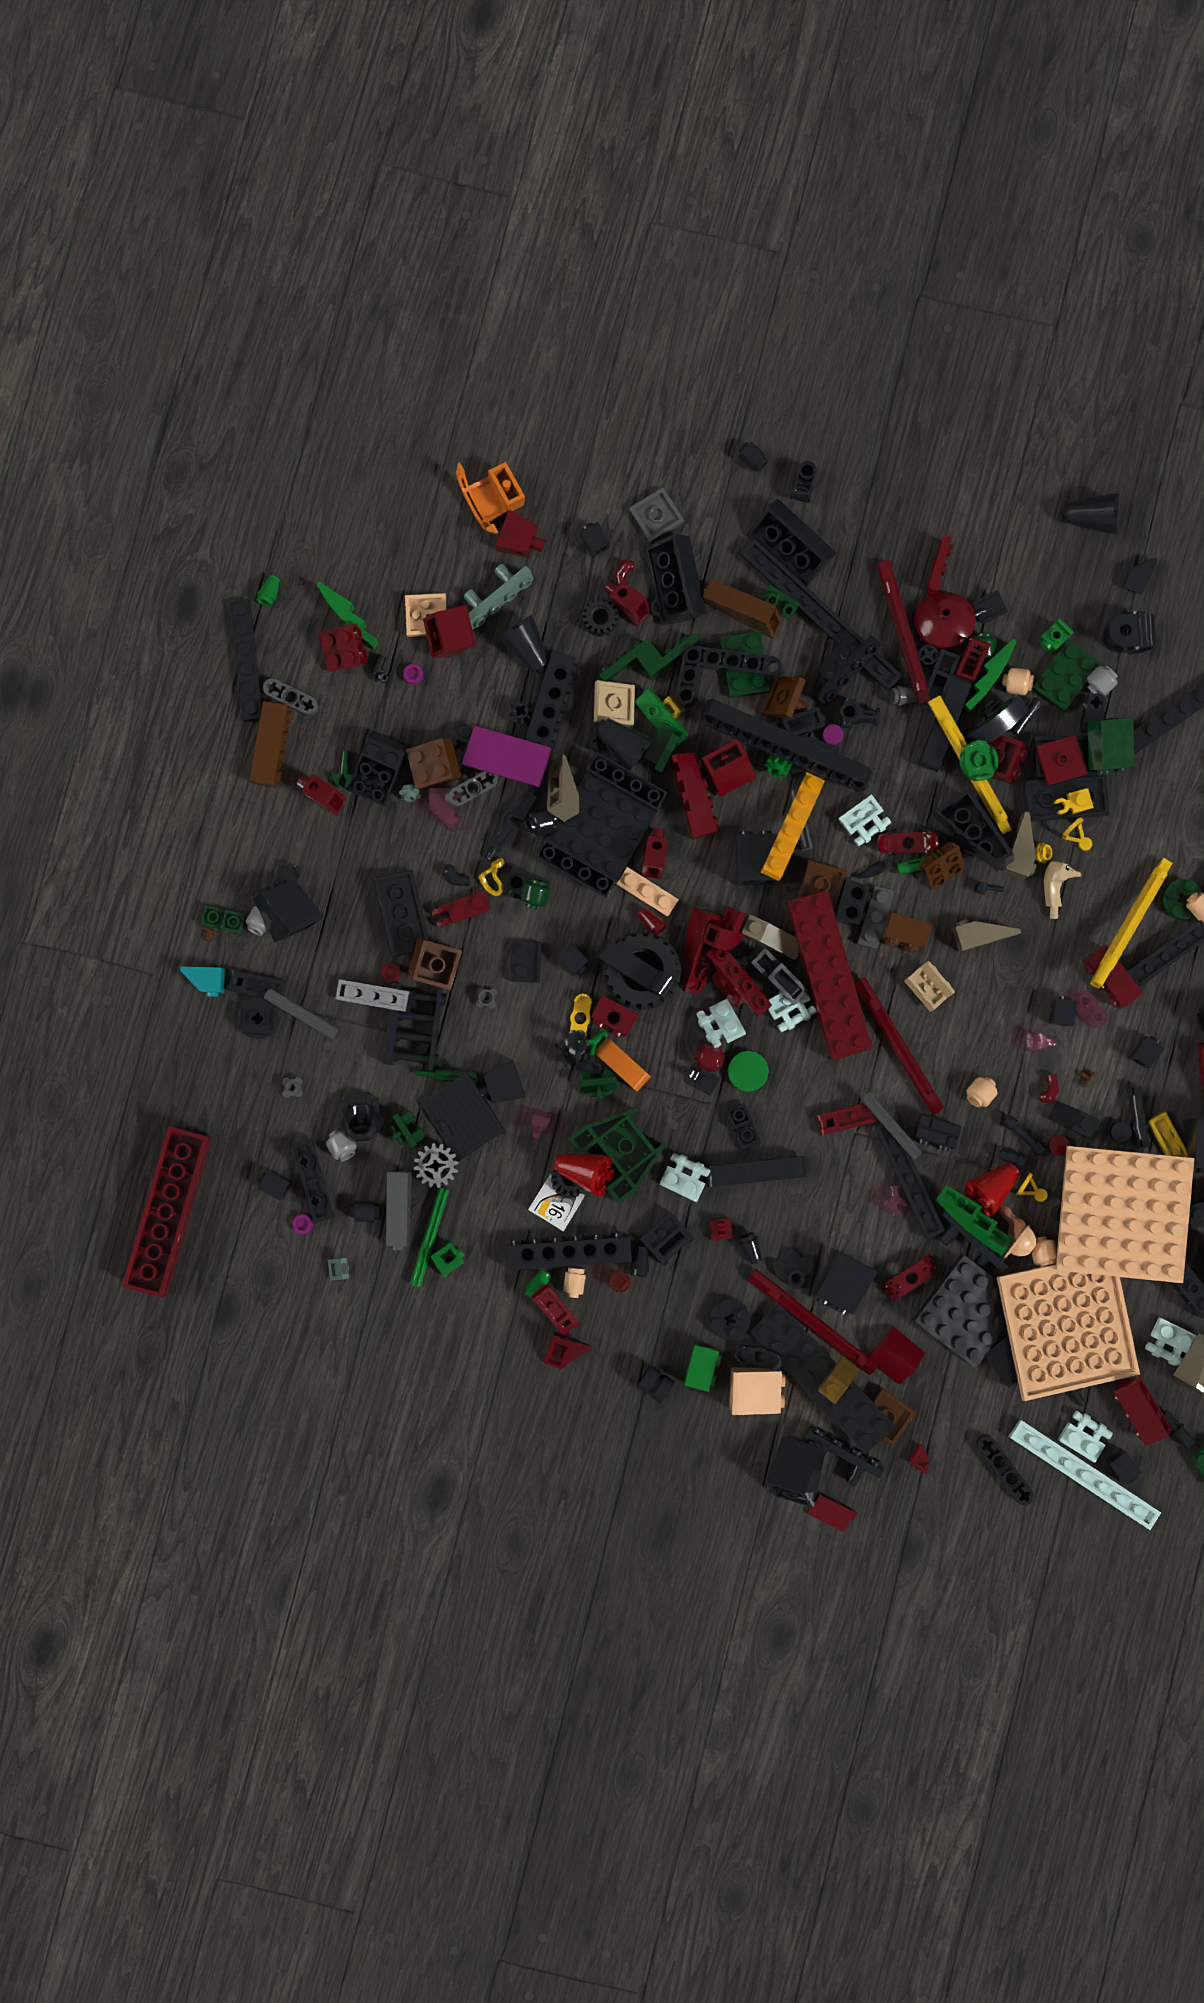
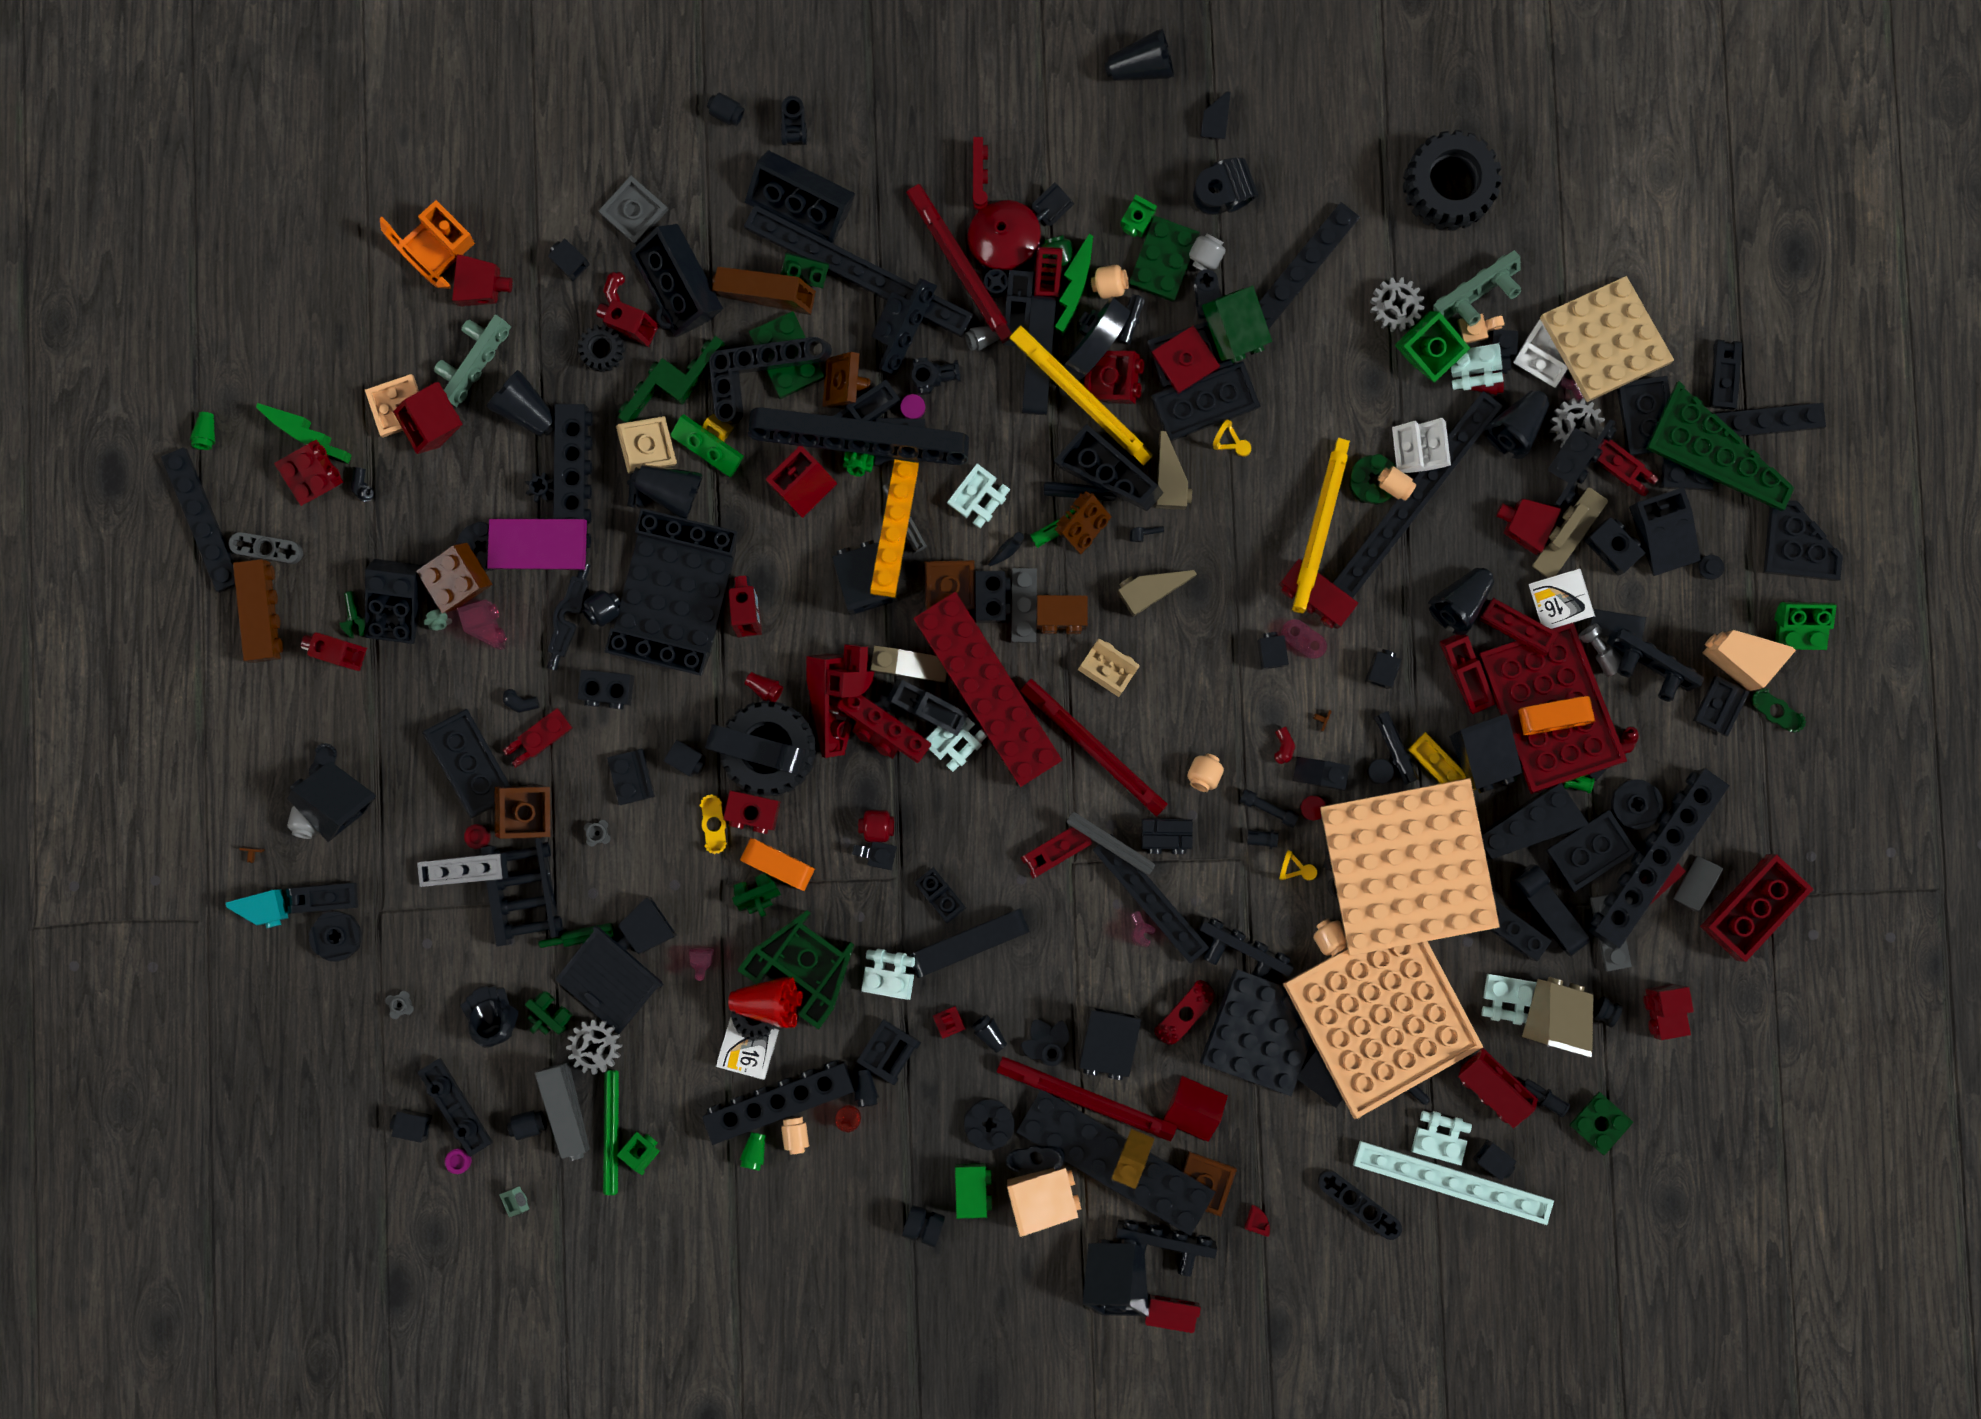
camera: 15 degrees left, 0 degrees up
(167, 1211) = (293, 1194): dark red brick -> none
(222, 919) = (260, 832): dark green slope -> none
(300, 1013) = (383, 915): dark grey axle -> none
(340, 1146) = (474, 1057): light grey head -> none
(413, 674) = (402, 479): magenta tile -> none
(467, 796) = (490, 600): dark grey beam -> none
(495, 865) = (562, 674): yellow piece -> none
(535, 893) = (615, 695): dark green head -> none
(555, 1309) = (781, 1174): dark red plate -> none
(562, 791) = (614, 566): dark tan slope -> none
(563, 1351) = (806, 1218): dark red slope -> none
(577, 1044) = (715, 857): black plant -> none
(647, 892) = (749, 653): light nougat plate -> none
(663, 746) = (717, 478): dark green panel -> none
(693, 795) = (769, 524): dark red wedge -> none
(726, 1020) = (884, 776): light aqua plate -> none
(748, 1071) = (927, 828): green tile -> none
(893, 842) = (1019, 512): dark red piece -> none
(968, 1215) = (1240, 927): green slope -> none
(978, 760) = (1088, 388): green tile -> none
(992, 1187) = (1248, 882): red cone -> none
(1022, 1235) = (1298, 928): piece -> none
(1038, 1042) = (1255, 695): clear pink piece -> none
(1043, 852) = (1196, 473): yellow plate -> none
(1054, 876) = (1218, 494): tan animal -> none
(1077, 802) = (1218, 402): yellow plate -> none

